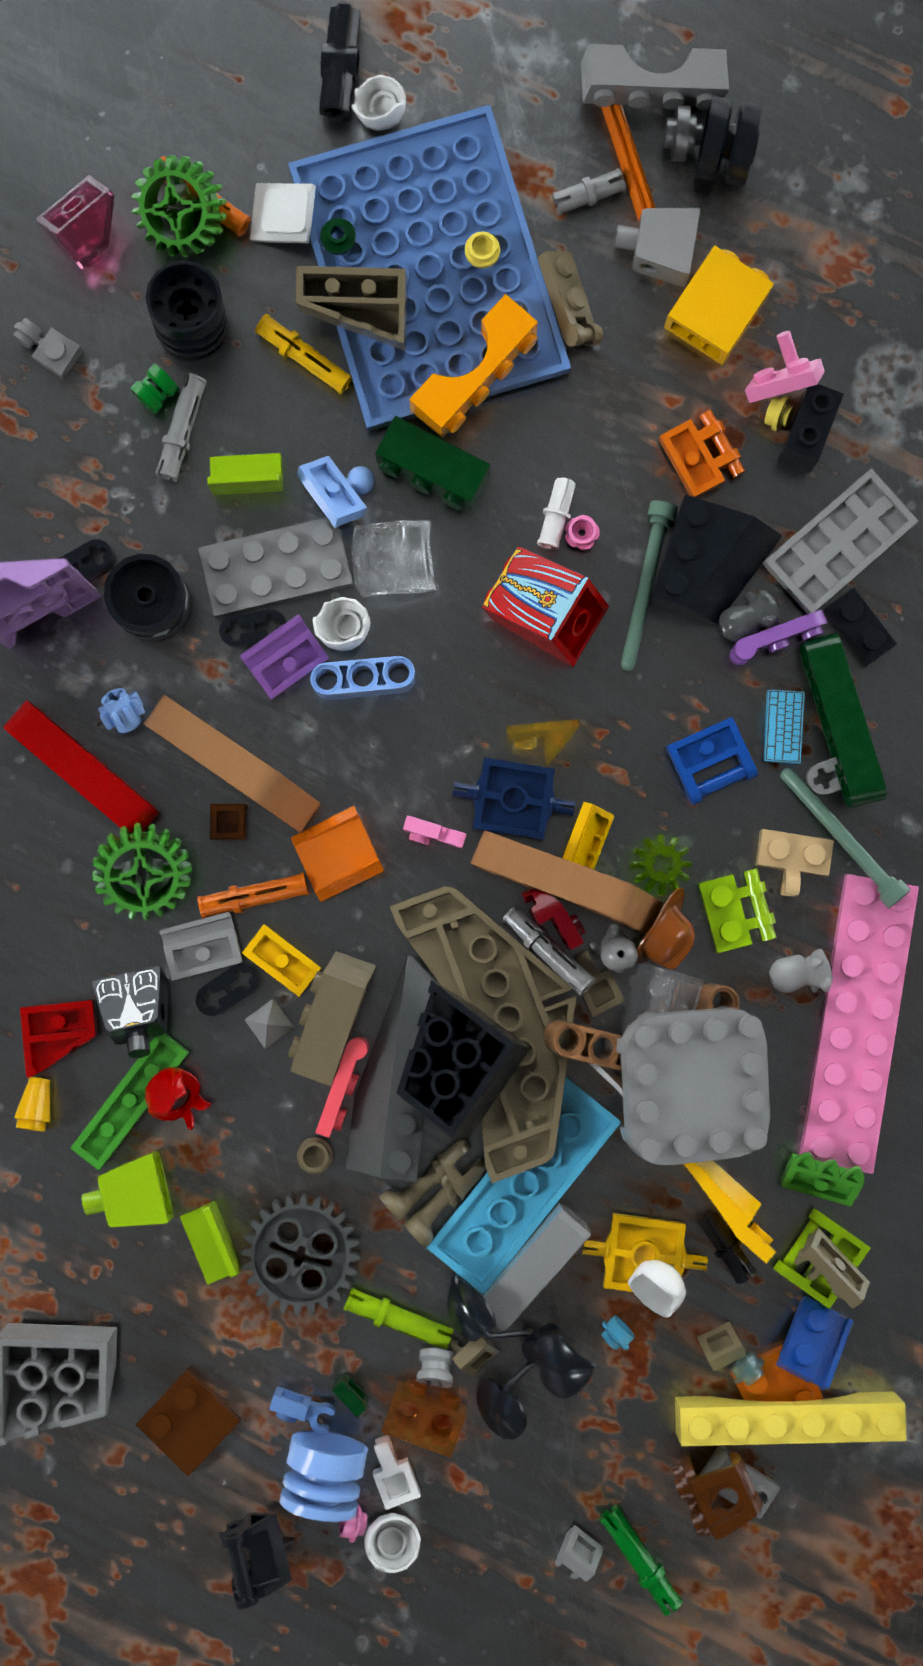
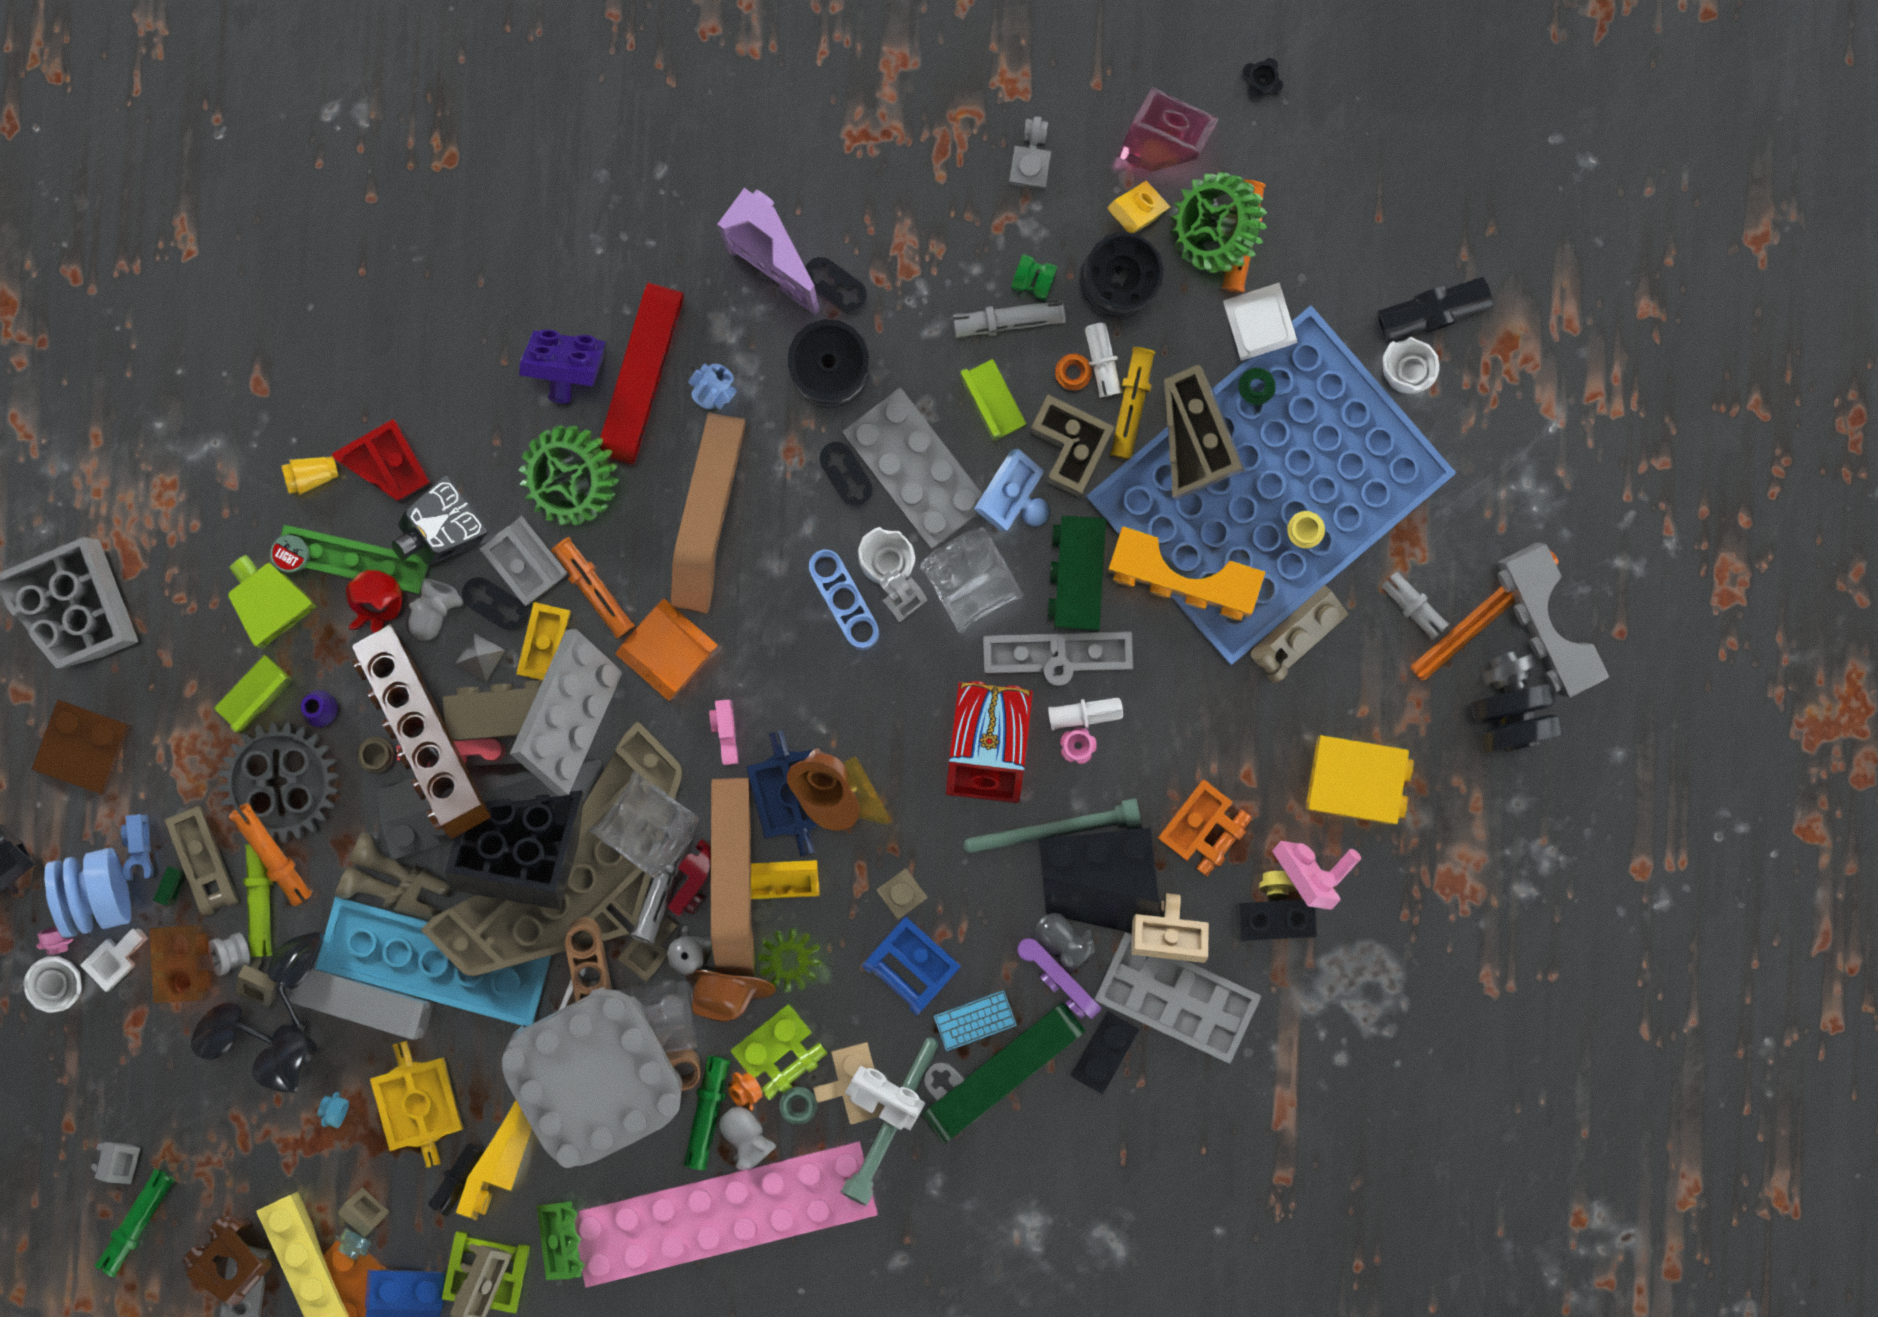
camera: 65 degrees right, 0 degrees up
(38, 832) = (562, 361): none -> dark purple plate
(68, 111) = (1267, 68): none -> black plate
(98, 1154) = (289, 554): none -> tile
(134, 269) = (1138, 207): none -> yellow plate
(207, 1052) = (428, 610): none -> light grey animal
(228, 821) = (652, 533): reddish brown tile -> none
(253, 383) = (1073, 360): none -> orange plate
(254, 362) = (1103, 360): none -> white axle
(257, 1184) = (326, 712): none -> dark purple cone
(284, 656) = (831, 516): medium lavender plate -> none
(311, 410) = (1081, 442): none -> dark tan brick
(339, 1355) = (201, 860): none -> dark tan plate
(355, 965) = (566, 712): none -> light grey plate
(364, 1290) = (279, 867): none -> orange pin
(382, 623) = (902, 595): none -> light grey plate
(399, 1093) = (465, 805): none -> brick
(488, 937) = (647, 827): none -> clear slope
(494, 514) = (1058, 654): none -> light grey hinge
(527, 765) = (824, 790): none -> dark orange piece
(644, 742) = (902, 893): none -> dark tan plate
(658, 1287) = (392, 1126): white hair -> none
(662, 243) = (1394, 698): light grey torso -> none
(759, 955) = (744, 1090): none -> orange plate
(772, 1004) = (708, 1106): none -> green pin
(785, 522) = (1169, 935): none -> tan plate
(802, 910) = (792, 1116): none -> sand green plate
(833, 821) = (901, 1103): none -> white hinge

